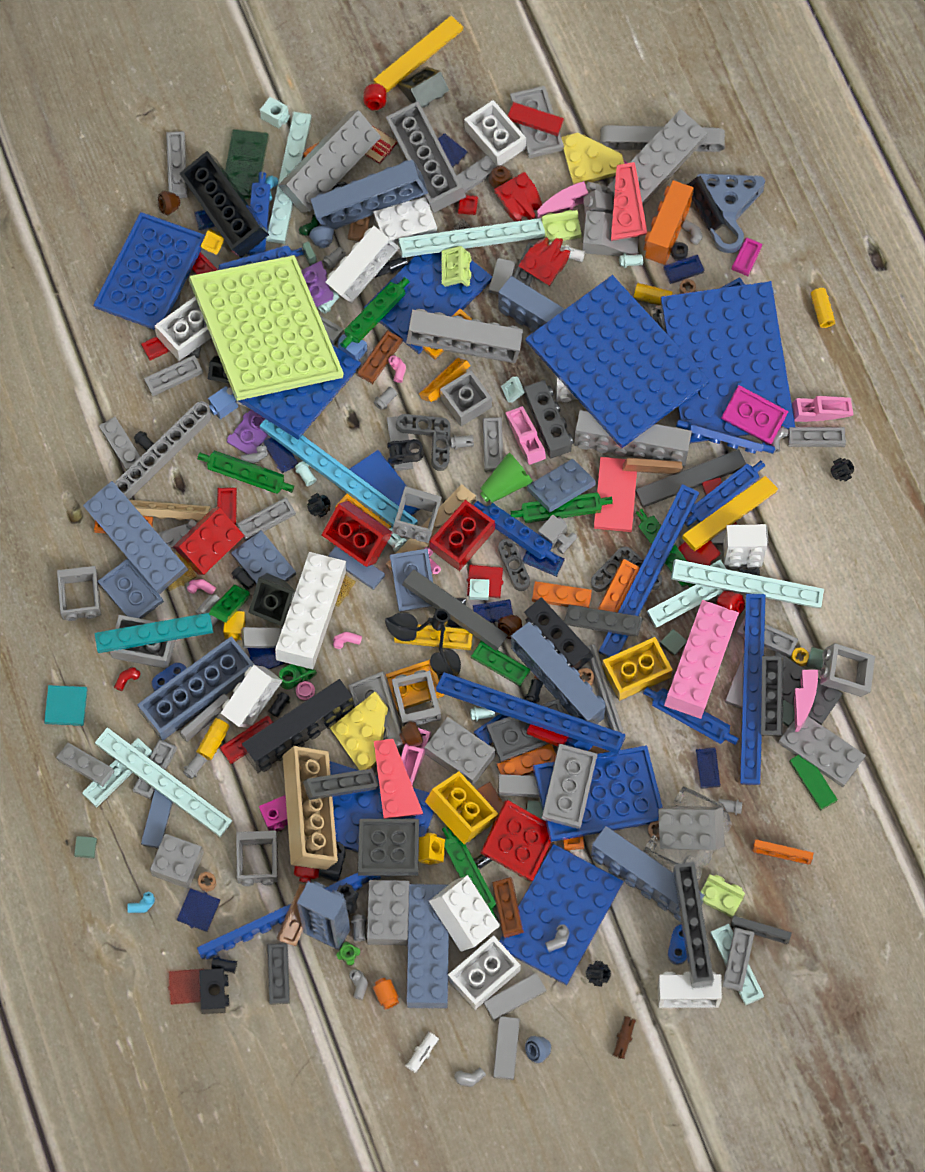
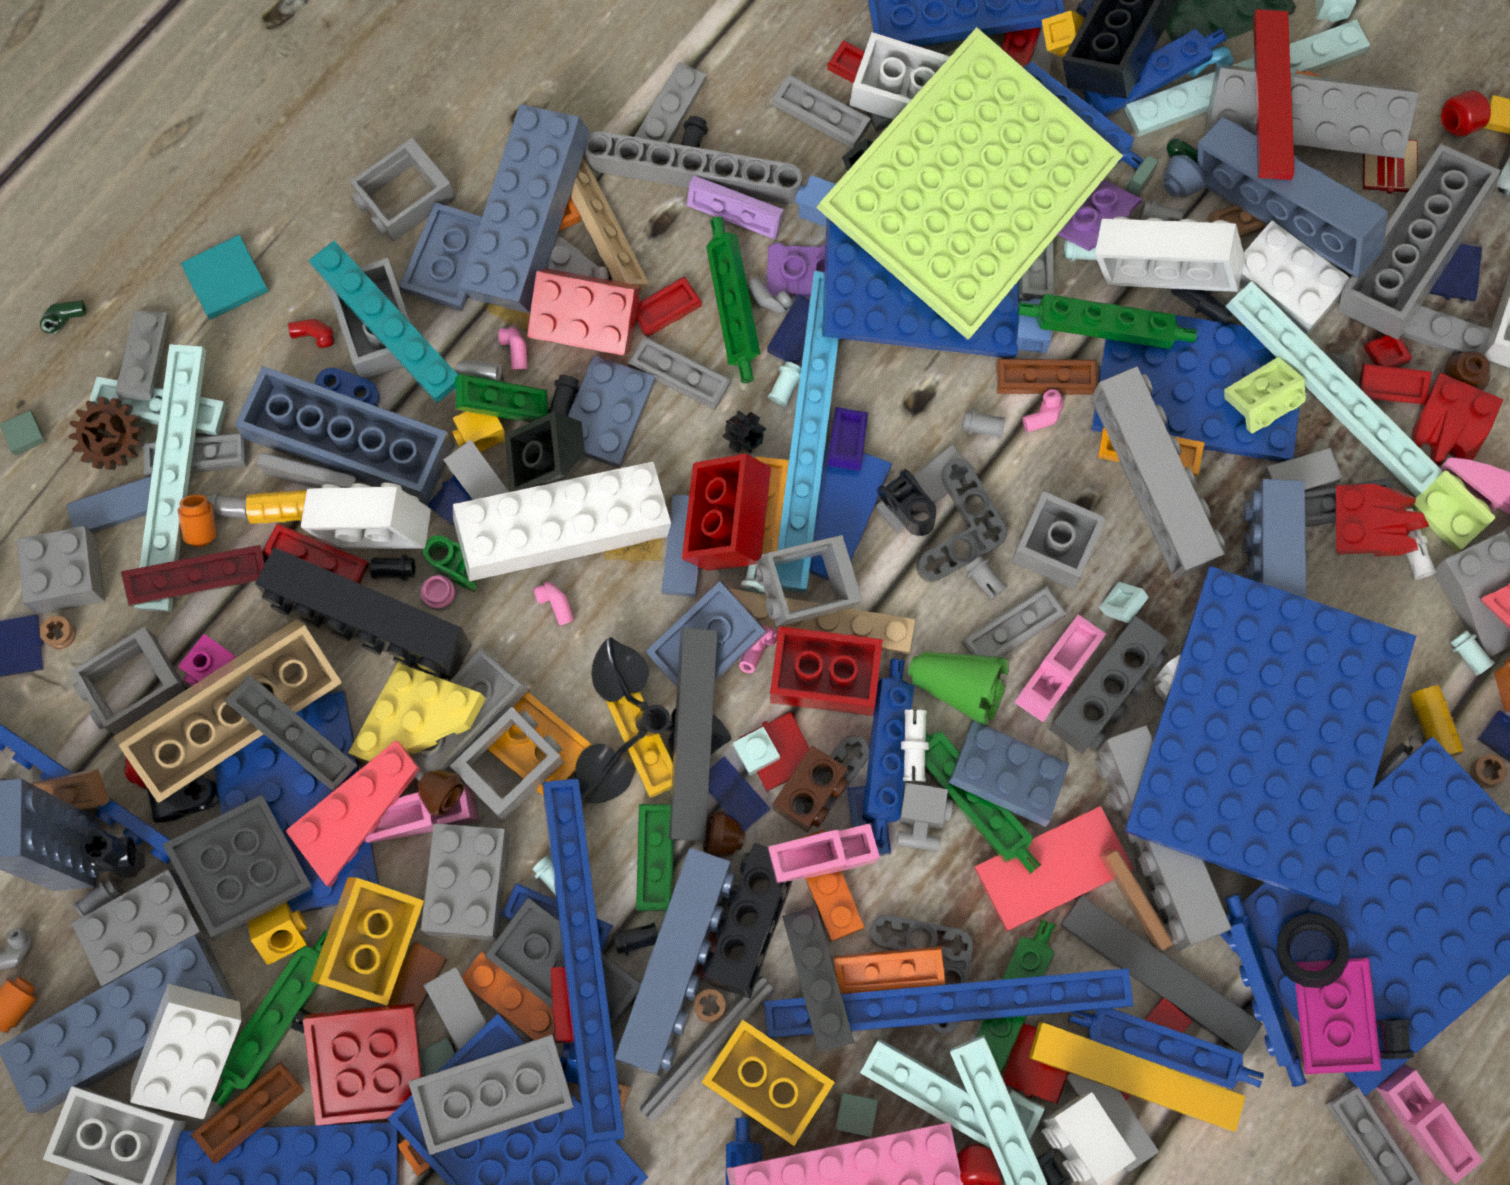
camera: 60 degrees right, 5 degrees up
(30, 795) = (59, 314): none -> dark green arm
(122, 810) = (111, 418): none -> reddish brown gear
(195, 781) = (197, 520): none -> orange brick
(197, 443) = (734, 207): none -> lavender tile
(224, 796) = (192, 575): none -> dark red plate
(317, 170) = (1273, 95): none -> red tile
(347, 947) = (43, 899): bright green plate -> none
(353, 461) = (847, 439): none -> dark purple tile
(452, 372) = (1095, 496): light orange plate -> none
(485, 211) = (1395, 383): none -> red tile
(511, 574) = (804, 786): none -> reddish brown brick
(523, 516) = (915, 745): none -> white pin
(549, 582) = (824, 853): none -> bright pink slope
(715, 392) = (1320, 923): none -> black tyre
(778, 396) = (1395, 1038): none -> black bush
(783, 432) = (1340, 1080): light grey arm -> none

